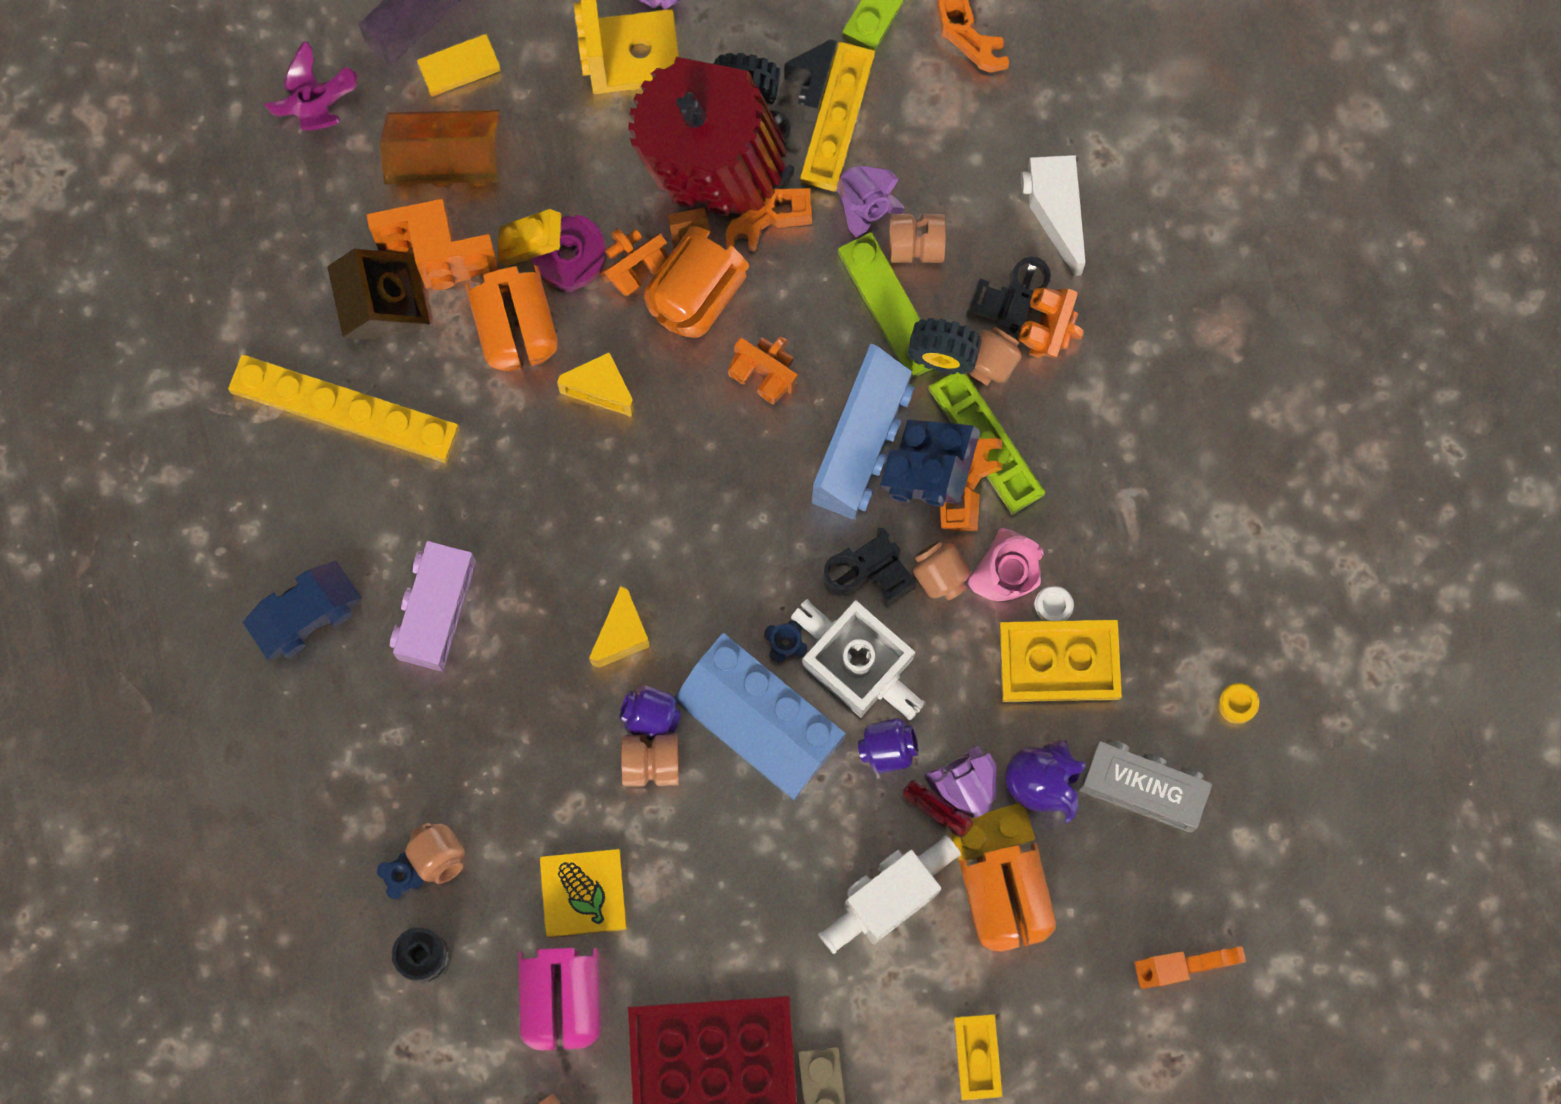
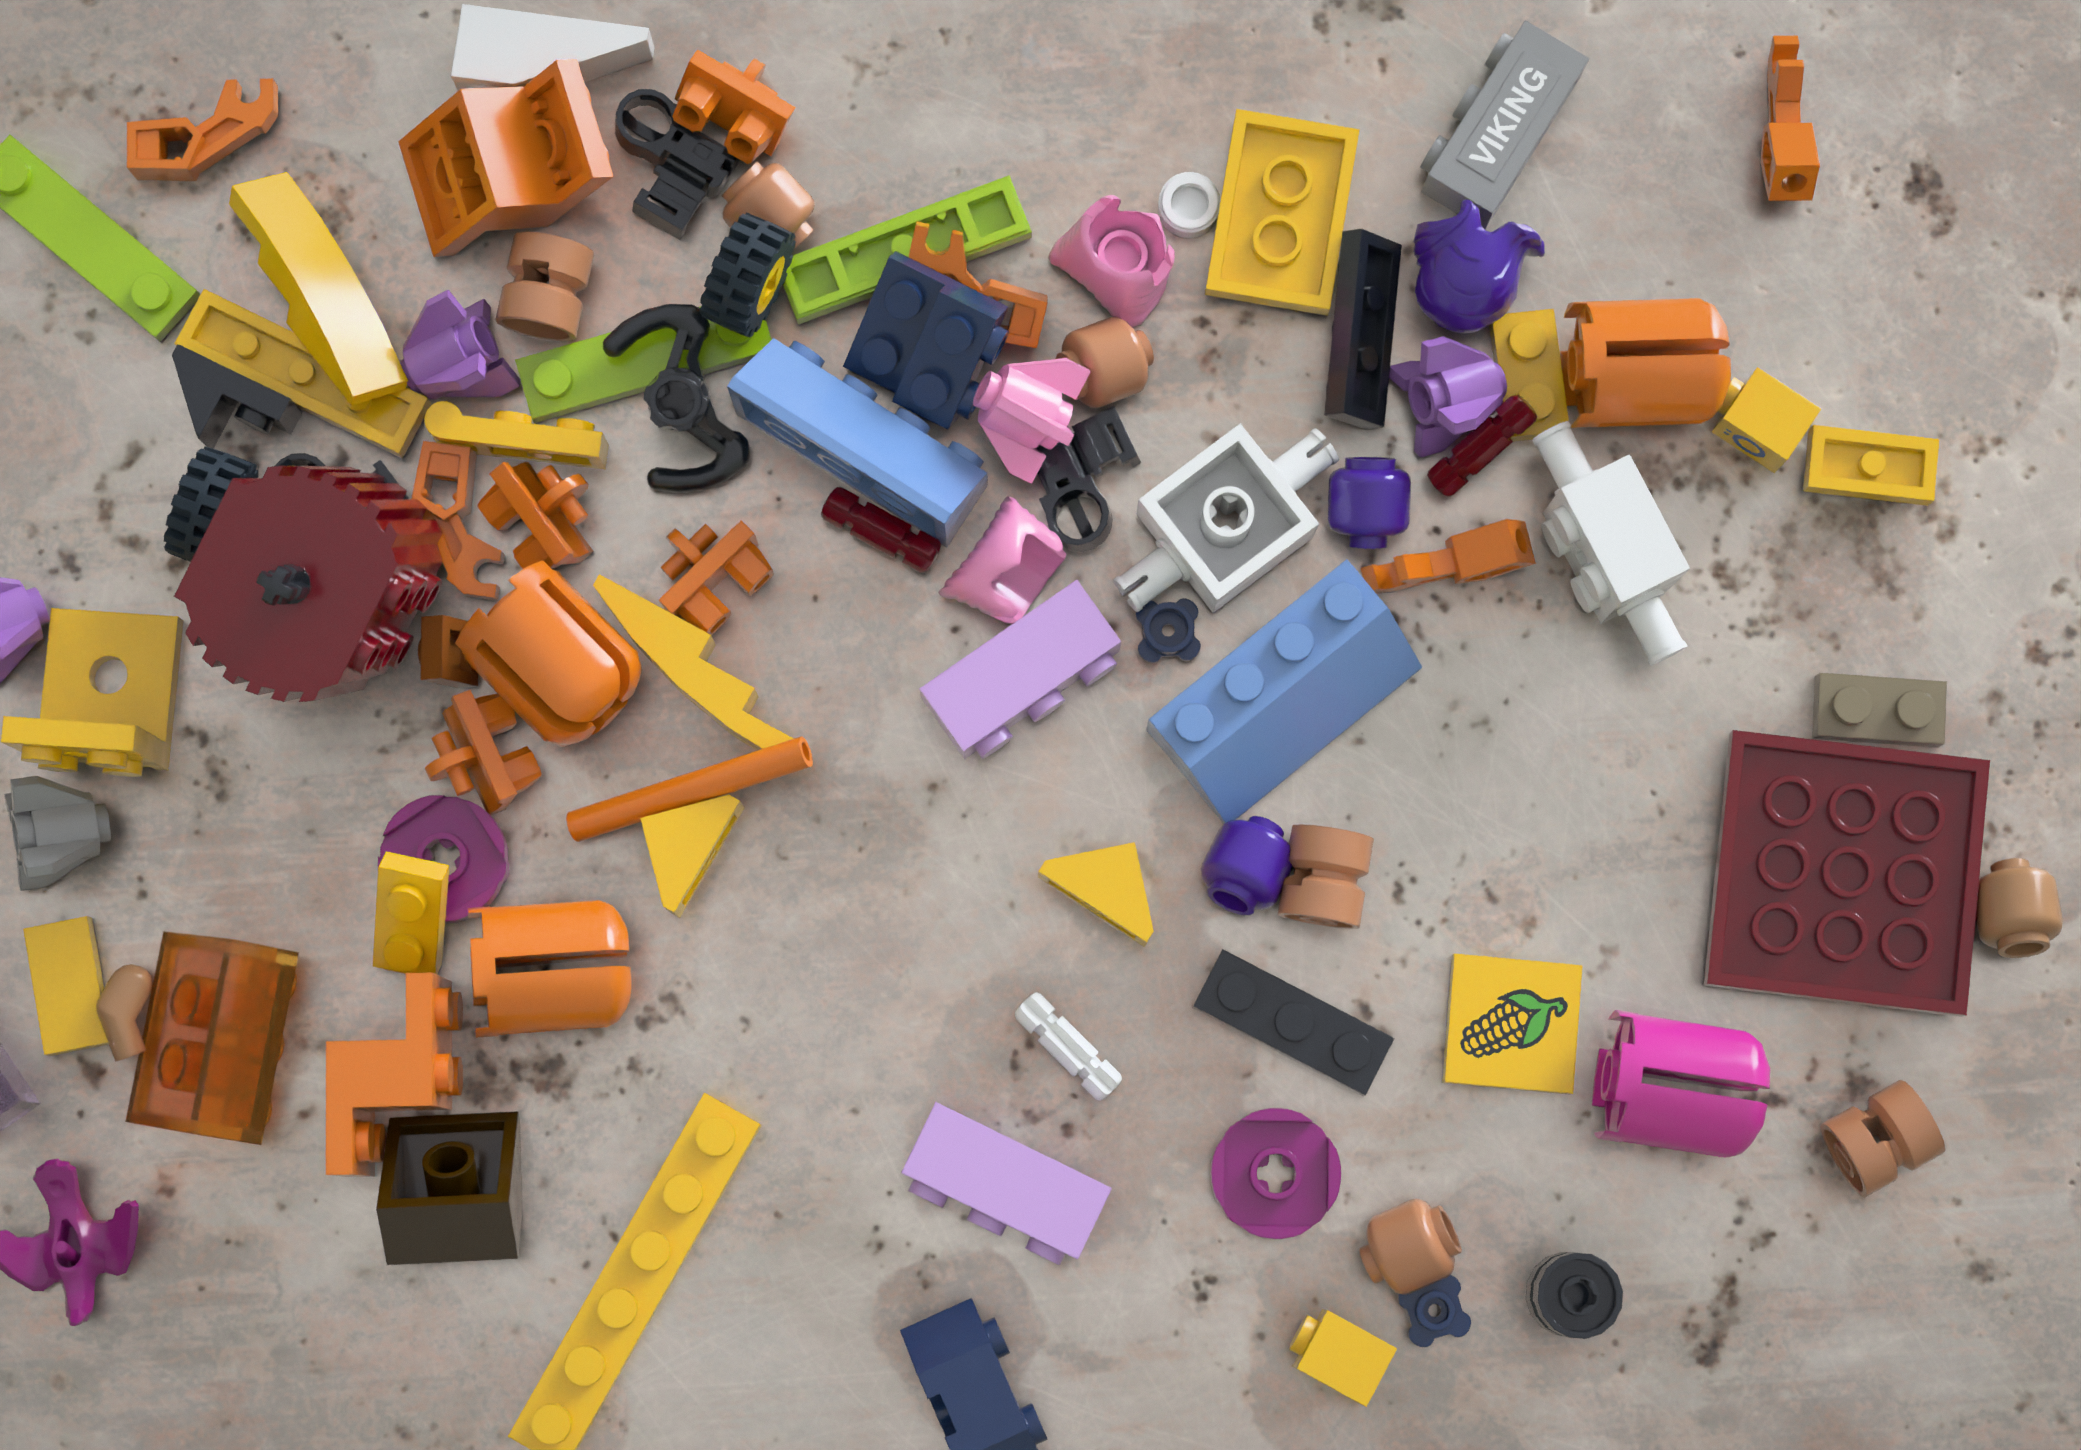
camera: 80 degrees left, 5 degrees up
(363, 823) = (1341, 1355): none -> yellow brick
(448, 751) = (1301, 1147): none -> magenta plate
(449, 93) = (119, 1008): none -> medium nougat arm
(522, 629) = (1068, 1046): none -> white axle
(543, 35) = (53, 829): none -> light grey brick
(560, 760) = (1293, 1022): none -> black plate
(633, 378) = (690, 788): none -> orange piece
(708, 362) = (682, 657): none -> yellow slope
(741, 557) = (1022, 672): none -> lavender brick
(783, 265) = (547, 508): none -> orange hips
(804, 536) = (1007, 565): none -> bright pink hair
(812, 460) = (880, 529): none -> dark red axle
(824, 241) = (515, 437): none -> yellow plate
(865, 326) = (681, 397): none -> black piece
(865, 813) = (1467, 558): none -> orange piece
(888, 112) = (322, 290): none -> yellow slope
(898, 525) = (1026, 410): none -> bright pink brick
(988, 199) = (505, 158): none -> orange bracket
(992, 982) = (1764, 419): none -> yellow brick
(996, 723) = (1363, 329): none -> black plate

